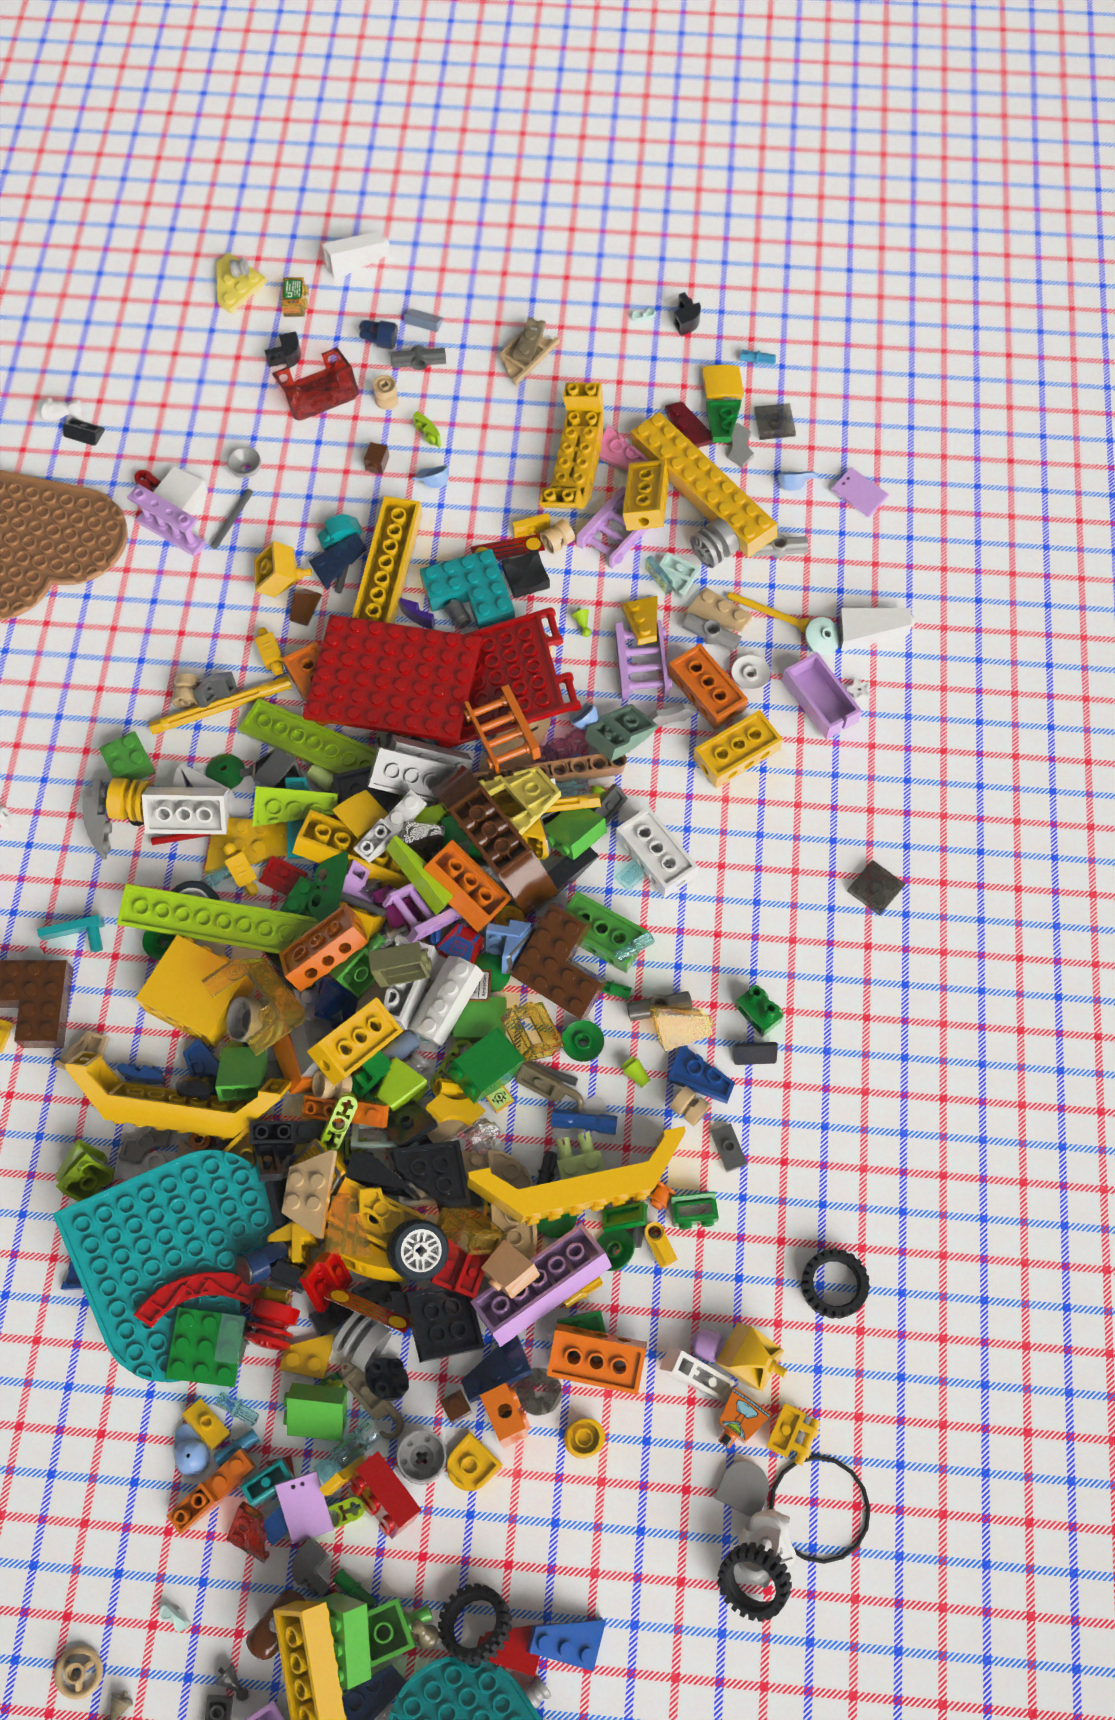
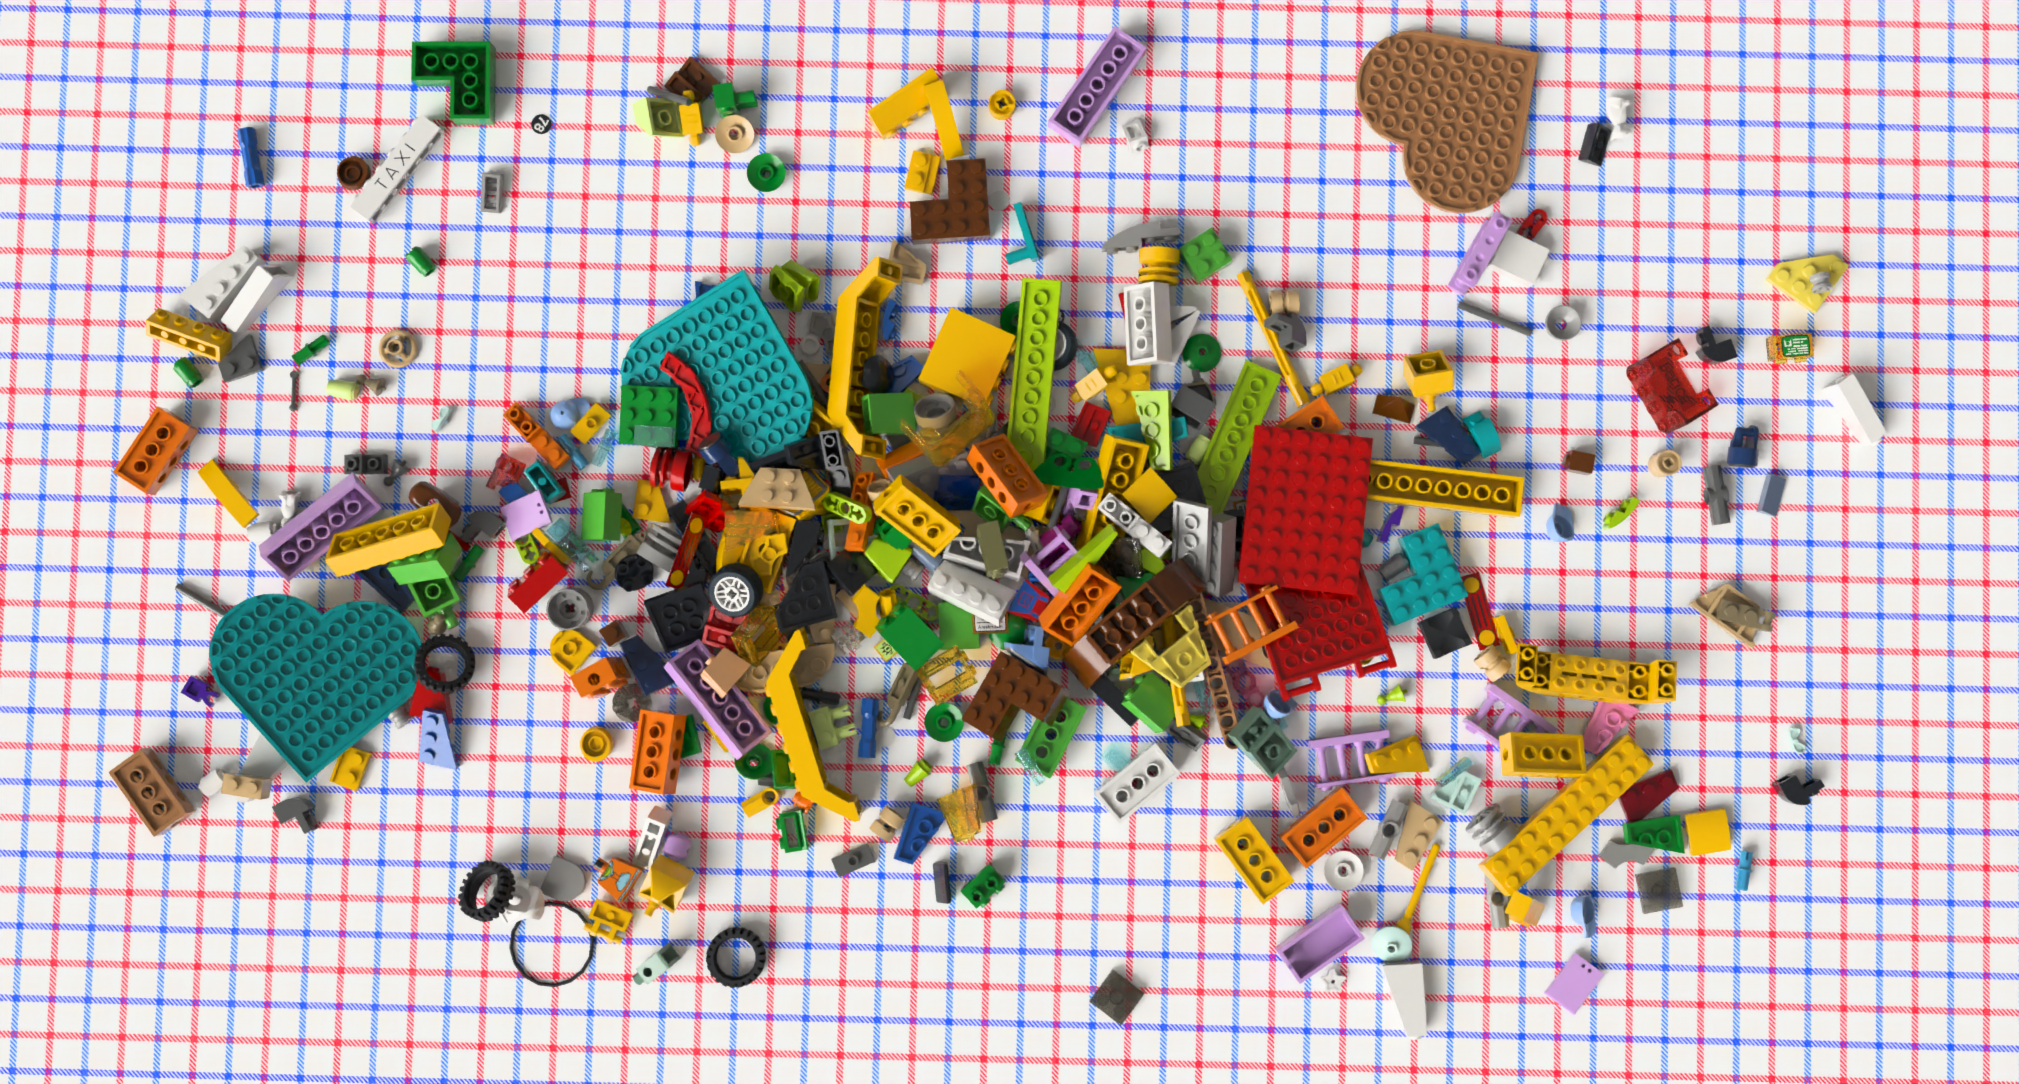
camera: 80 degrees right, 20 degrees up
(790, 517) = (1524, 909): none -> yellow brick
(838, 1369) = (656, 965): none -> torso

